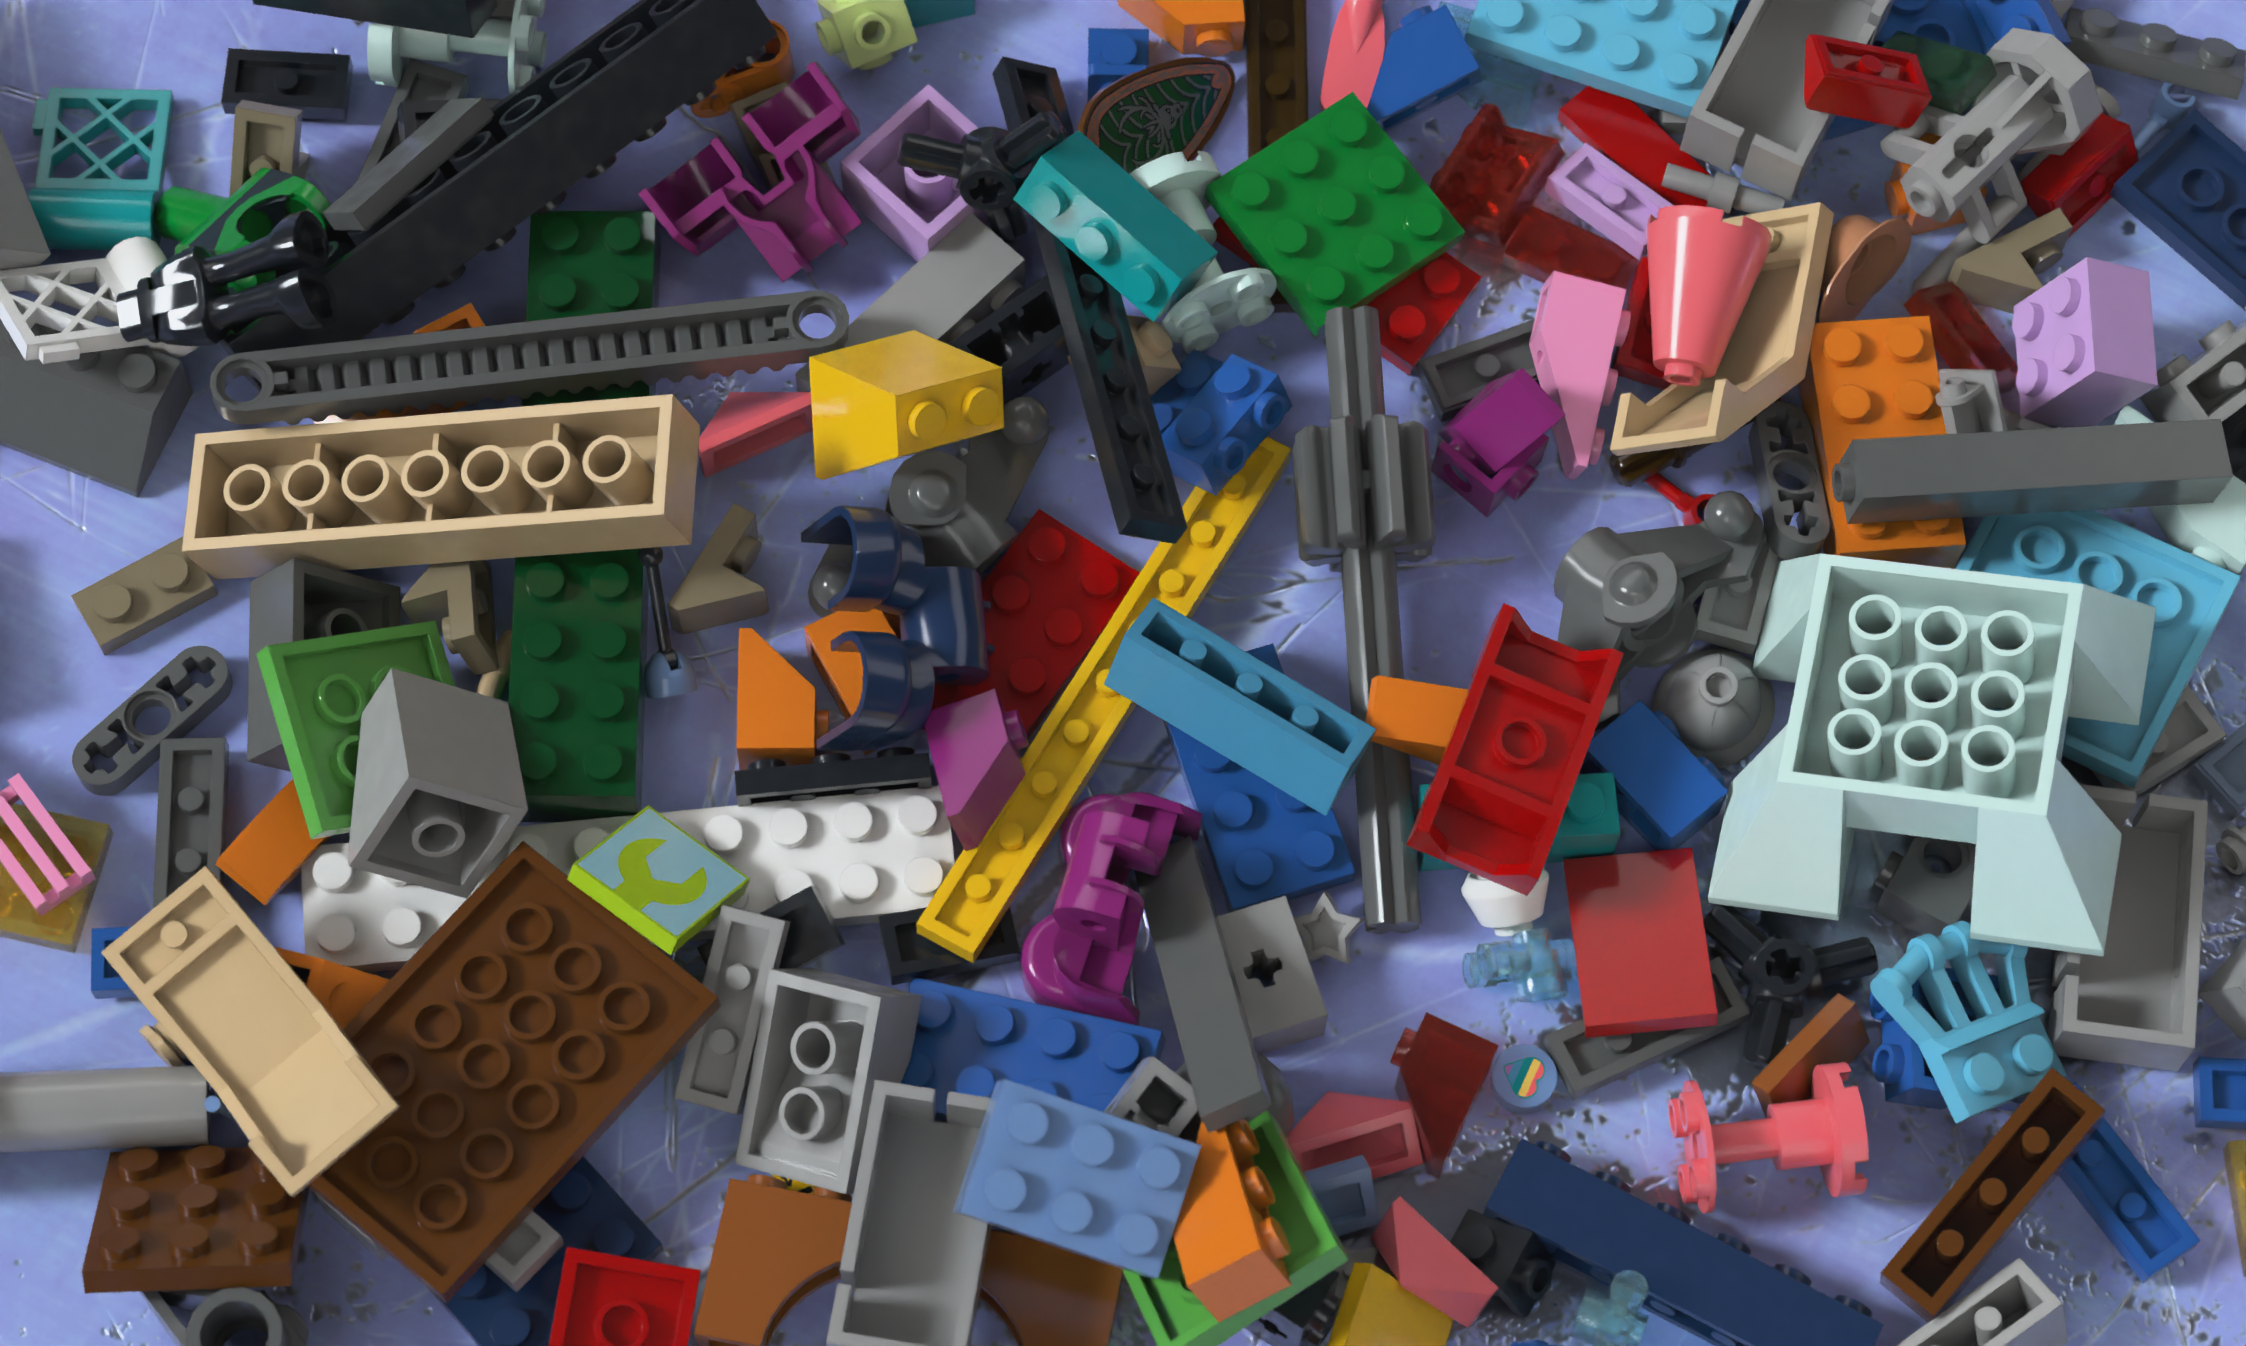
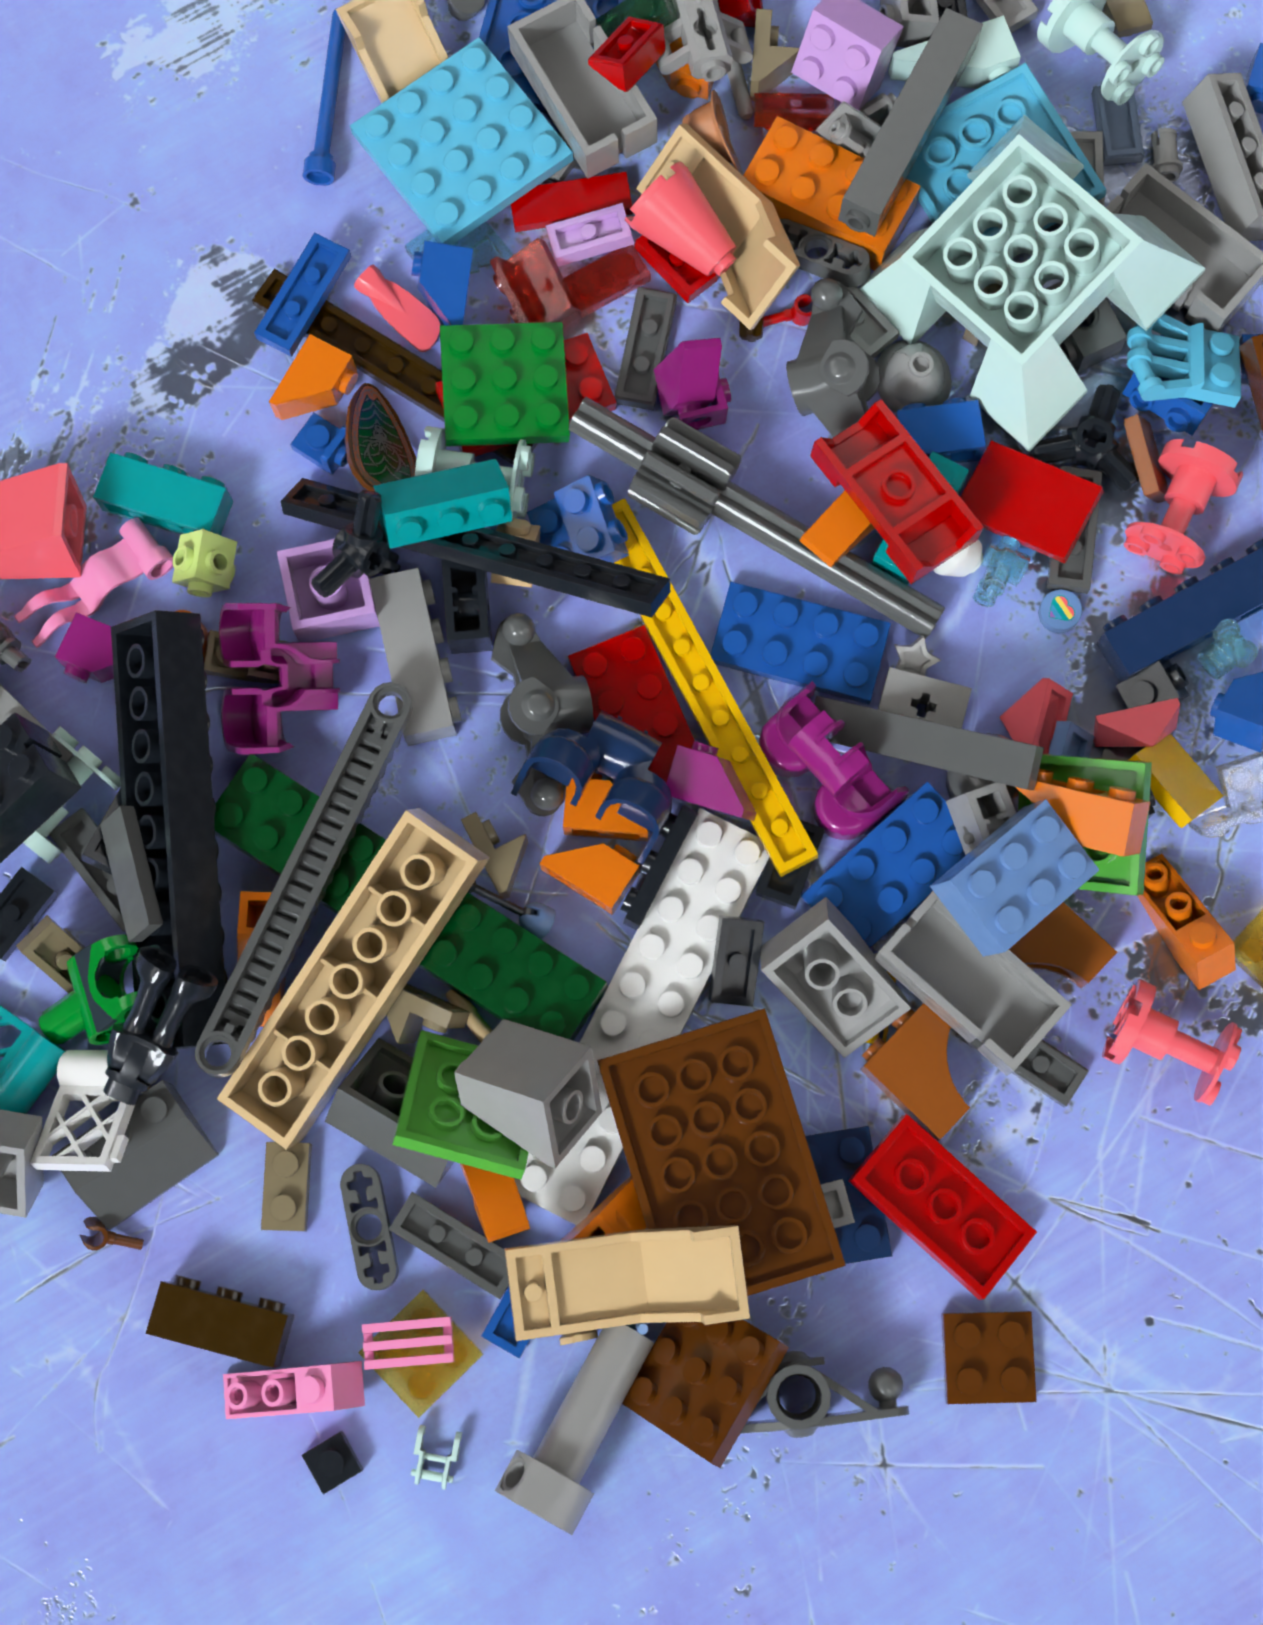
camera: 50 degrees left, 10 degrees up
(658, 879) = (667, 998): tile -> none
(722, 1051) = (751, 991): light grey plate -> none
(752, 425) = (408, 777): coral slope -> none
(898, 401) = (473, 688): yellow slope -> none
(1239, 706) = (771, 620): dark azure brick -> none
(1441, 1081) = (1040, 652): clear red slope -> none
(1572, 354) = (673, 314): bright pink slope -> none
(1720, 191) = (625, 174): light grey bar -> none

